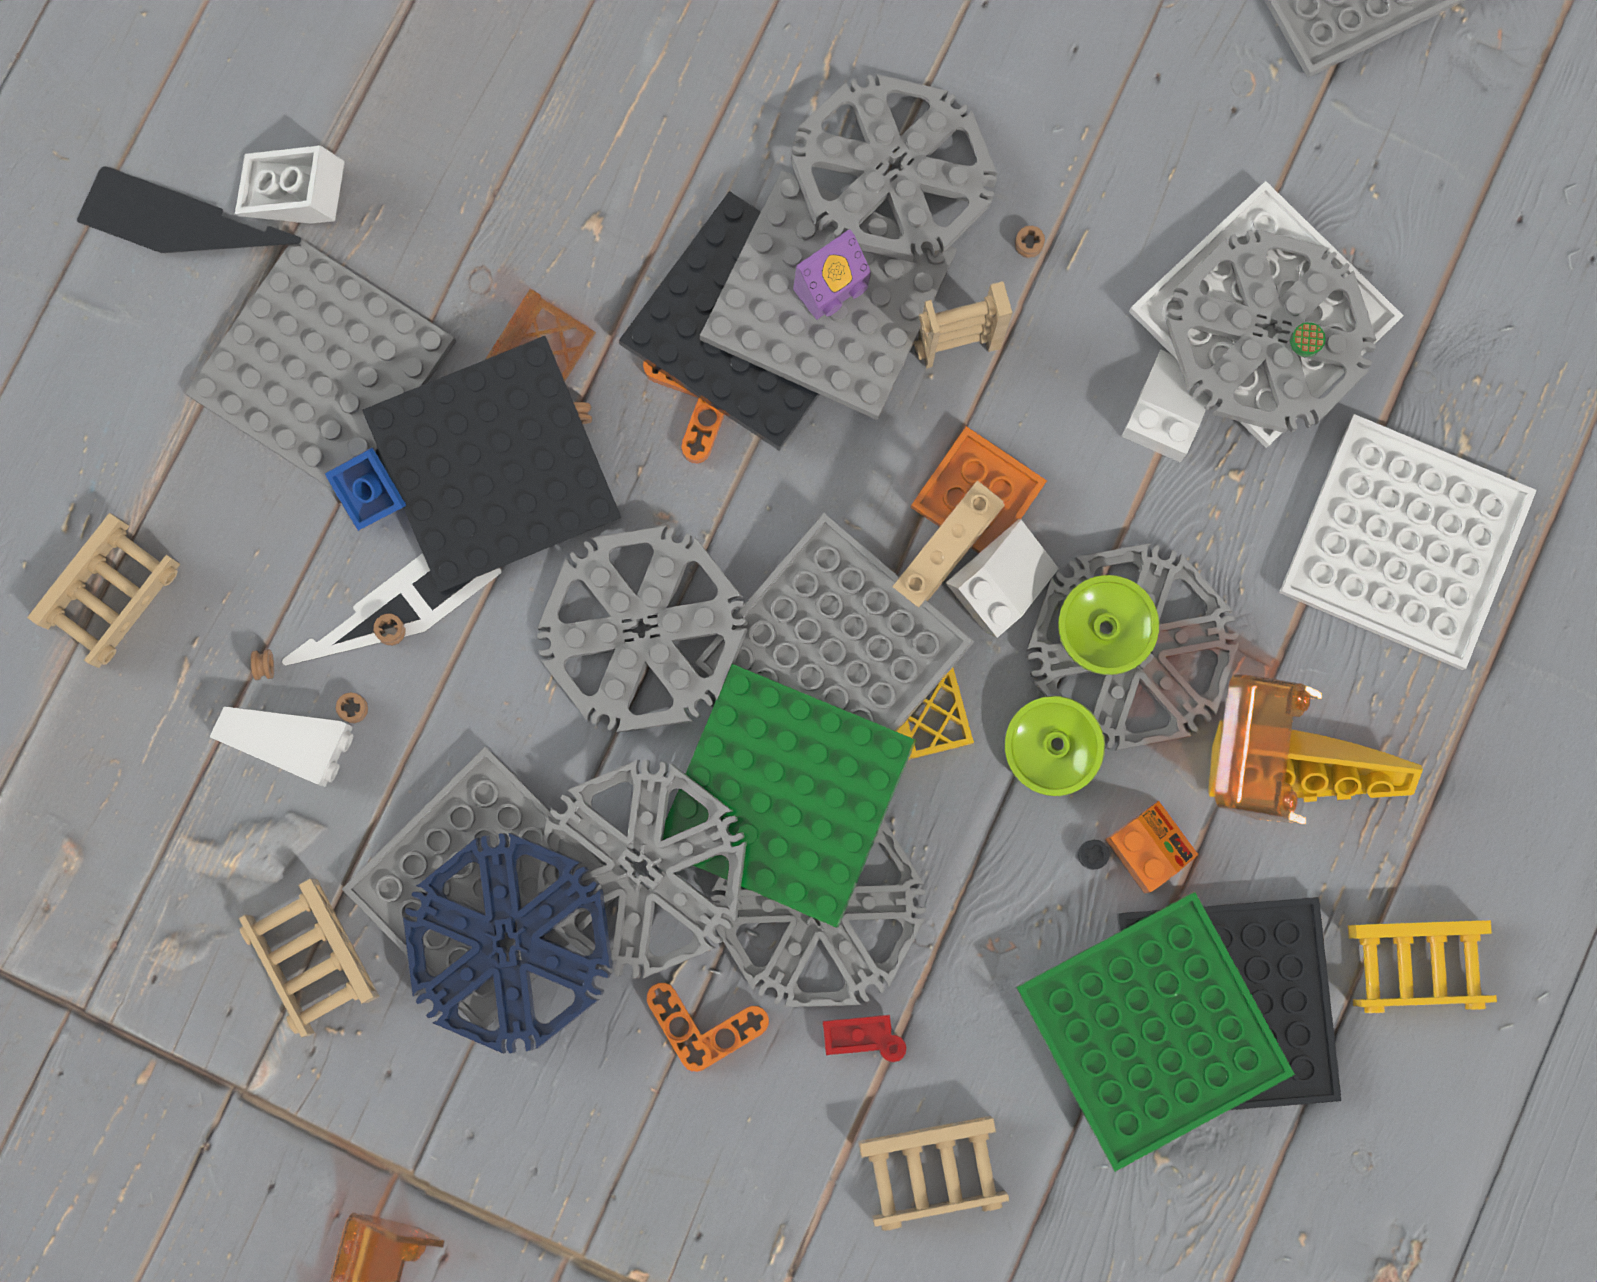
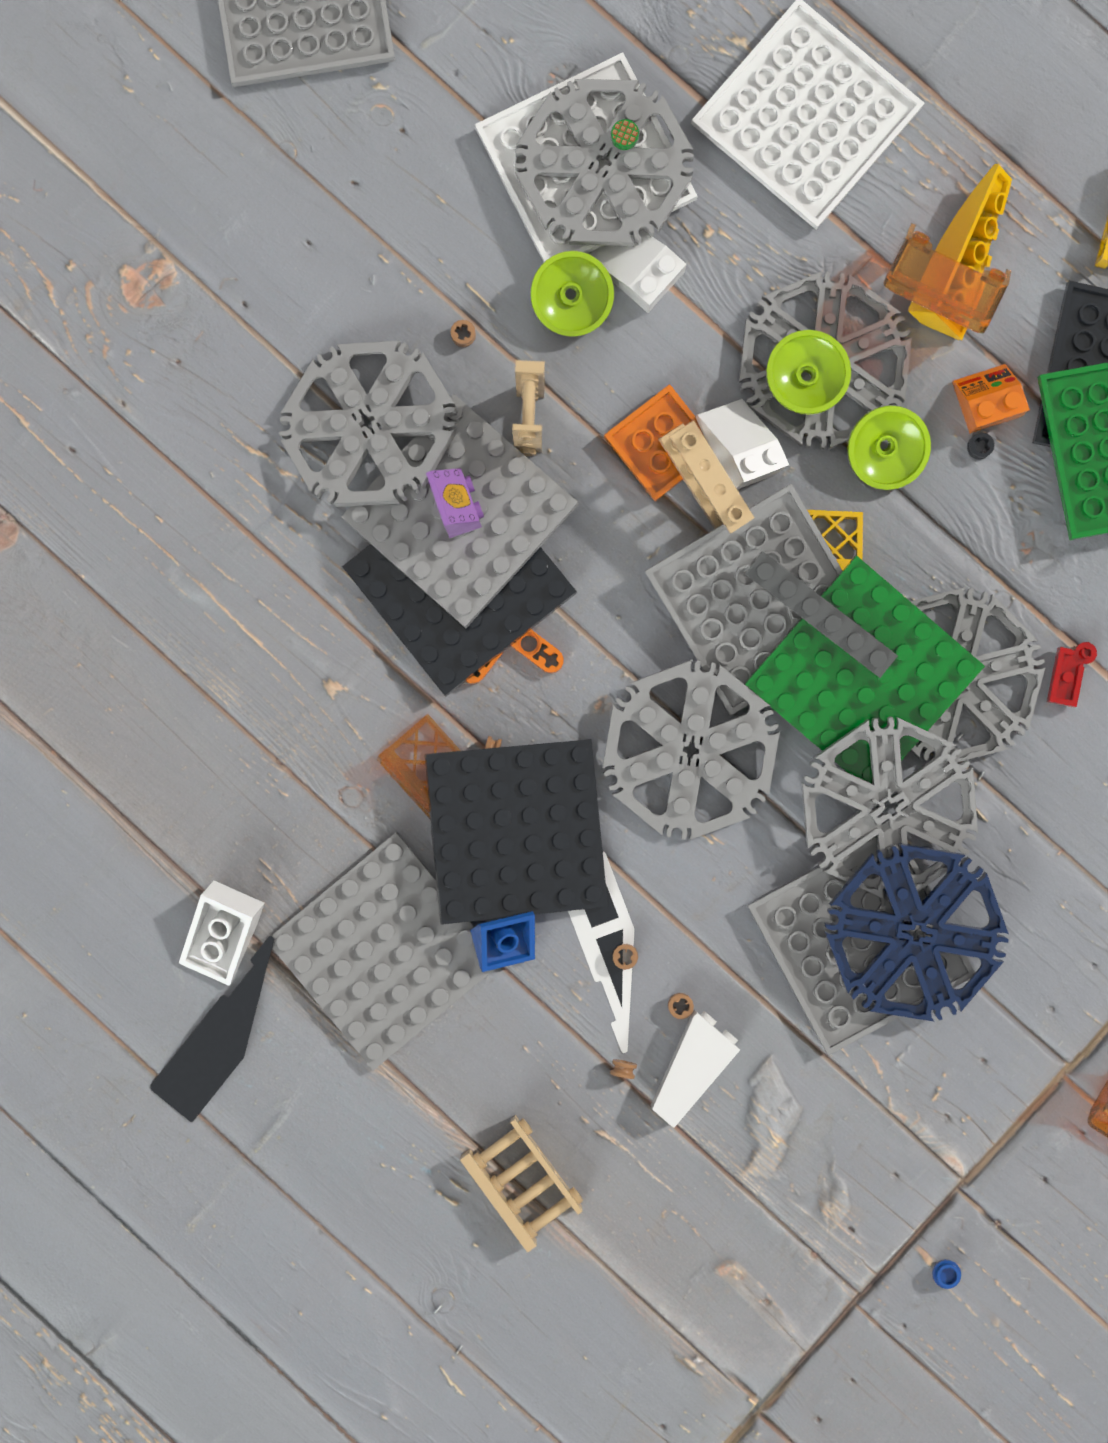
camera: 80 degrees left, 5 degrees up
(131, 1102) = (946, 1274): none -> blue plate
(343, 958) = (883, 1070): tan fence -> none
(707, 1040) = (1034, 798): orange beam -> none
(834, 718) = (821, 614): none -> dark grey plate
(1108, 317) = (592, 293): none -> lime dish

